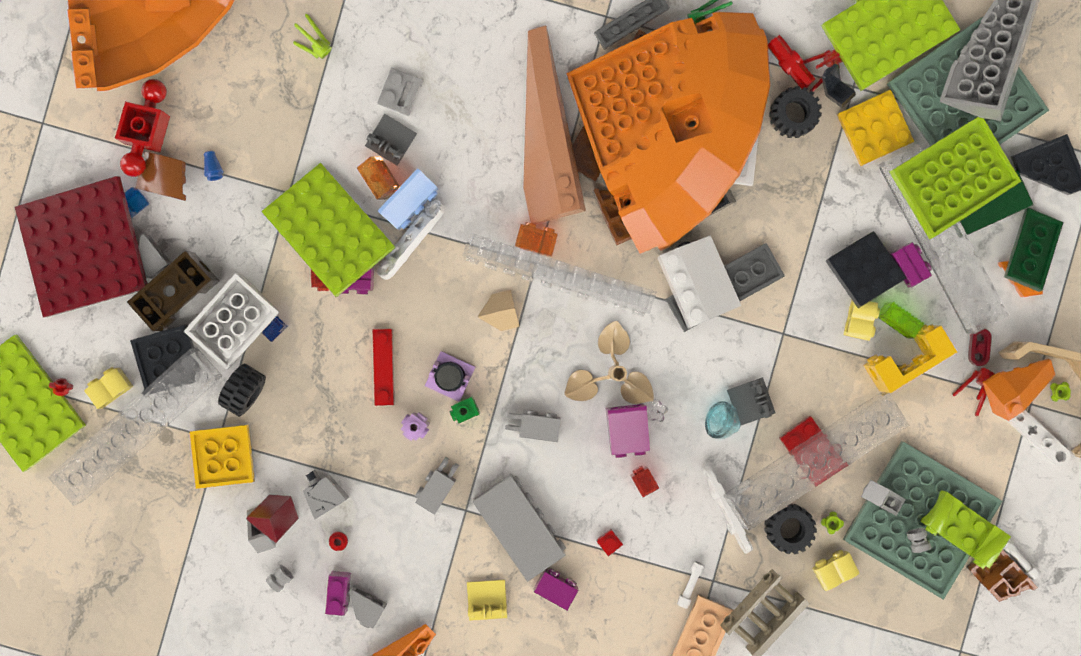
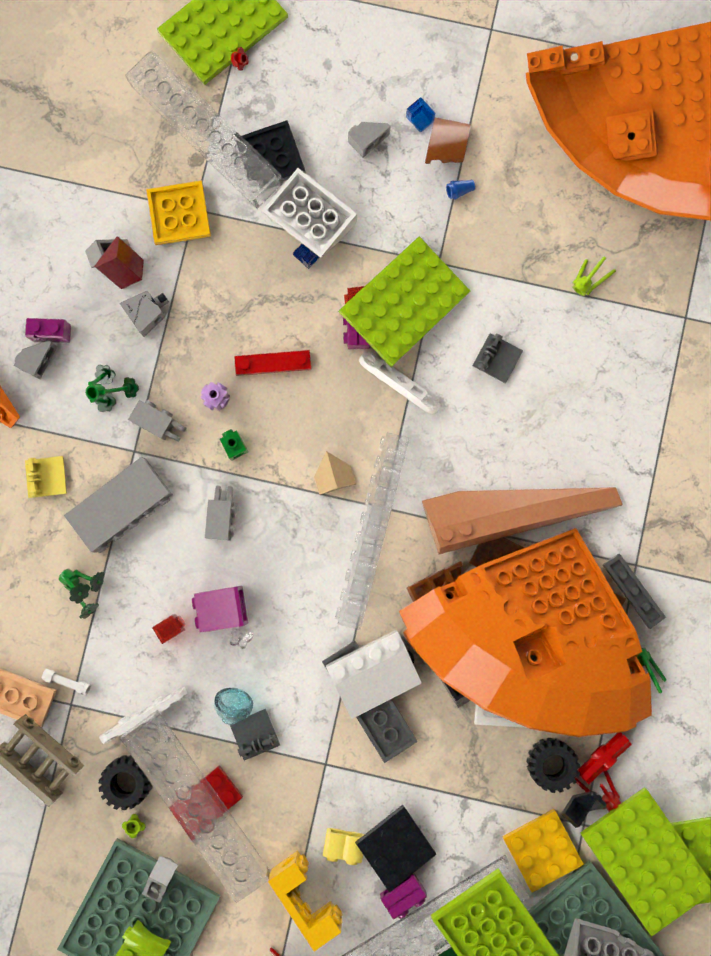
camera: 90 degrees right, 5 degrees down
(81, 247) = (374, 70): dark red plate -> none
(108, 388) = (240, 102): light yellow brick -> none
(142, 127) = (493, 120): red brick -> none
(187, 276) = (351, 169): dark brown plate -> none
(241, 390) = (243, 226): black tyre -> none
(279, 578) = (61, 273): light grey wheel -> none
(344, 541) = (103, 332): red plate -> none
(378, 178) = (458, 347): clear orange brick -> none
(394, 89) = (548, 359): light grey plate -> none
(408, 200) = (438, 377): light blue slope -> none
(409, 541) = (102, 396): none -> plant
(448, 377) = (265, 428): piece -> none
(536, 239) = (406, 506): clear orange brick -> none
(556, 589) = (58, 545): magenta brick -> none
(592, 577) = (79, 591): none -> dark green plant
(609, 542) = (106, 596): red plate -> none
(636, 387) = (264, 616): tan plant -> none
(835, 570) = (84, 832): light yellow brick -> none
(900, 320) = (345, 887): clear neon green brick -> none
(919, 540) = (117, 920): light grey wheel -> none

